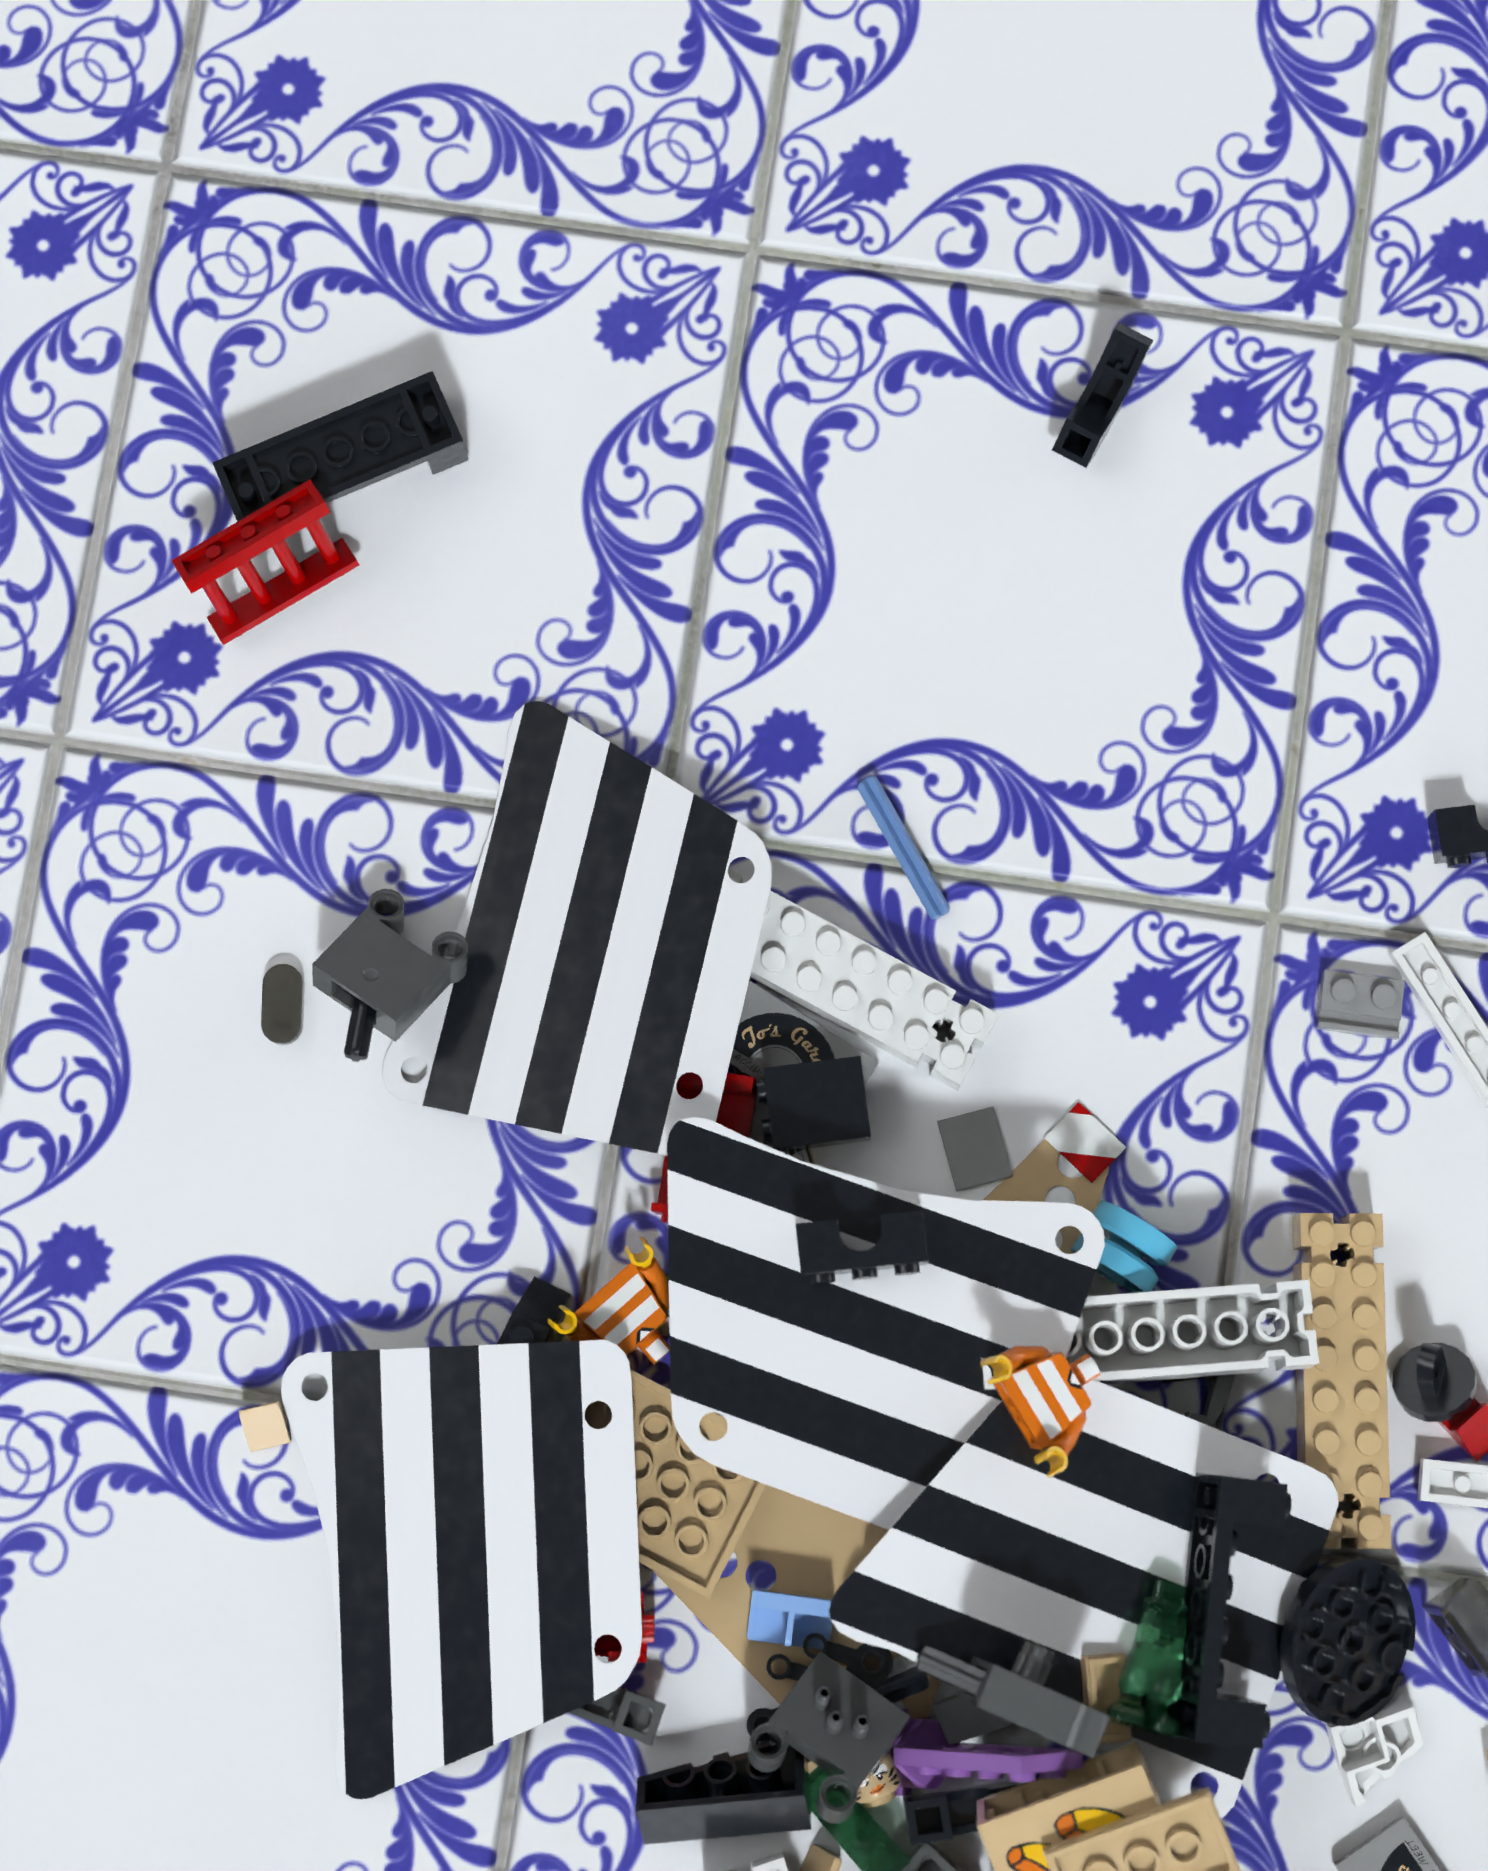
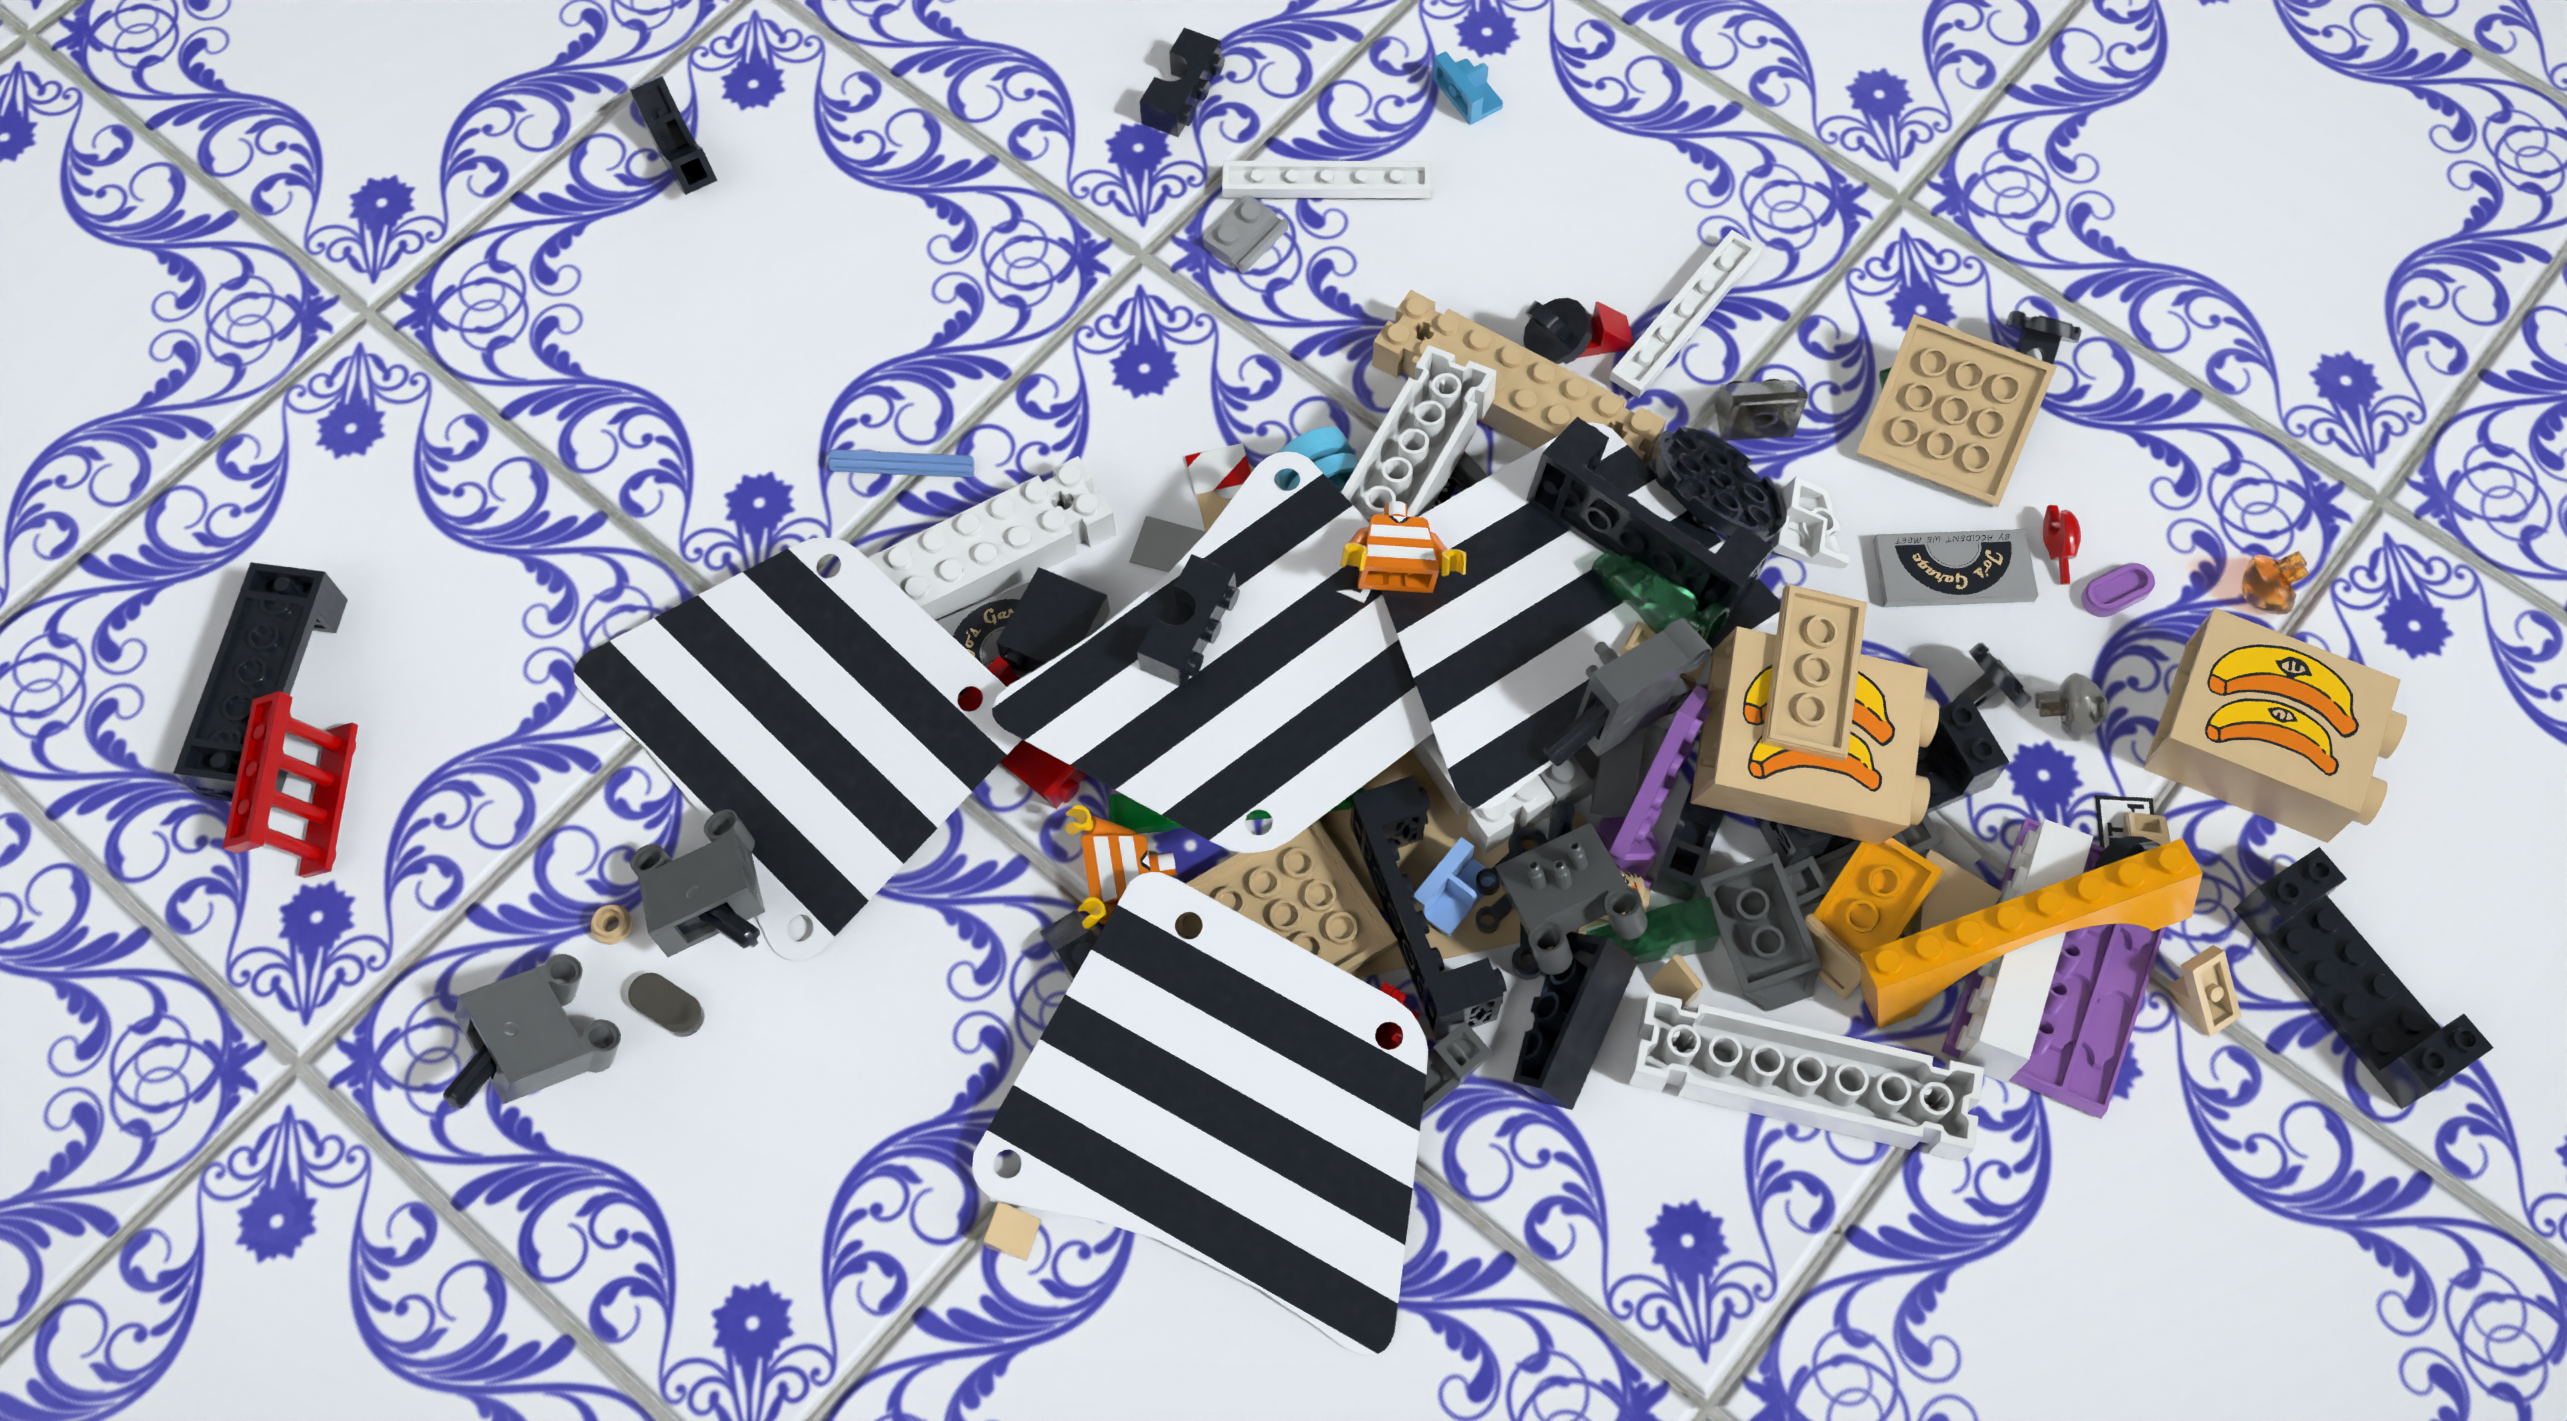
camera: 60 degrees left, 15 degrees down
(176, 920) = (526, 1037): none -> dark grey piece
(312, 900) = (603, 917): none -> tan plate
(680, 1686) = (1381, 824): none -> black plate

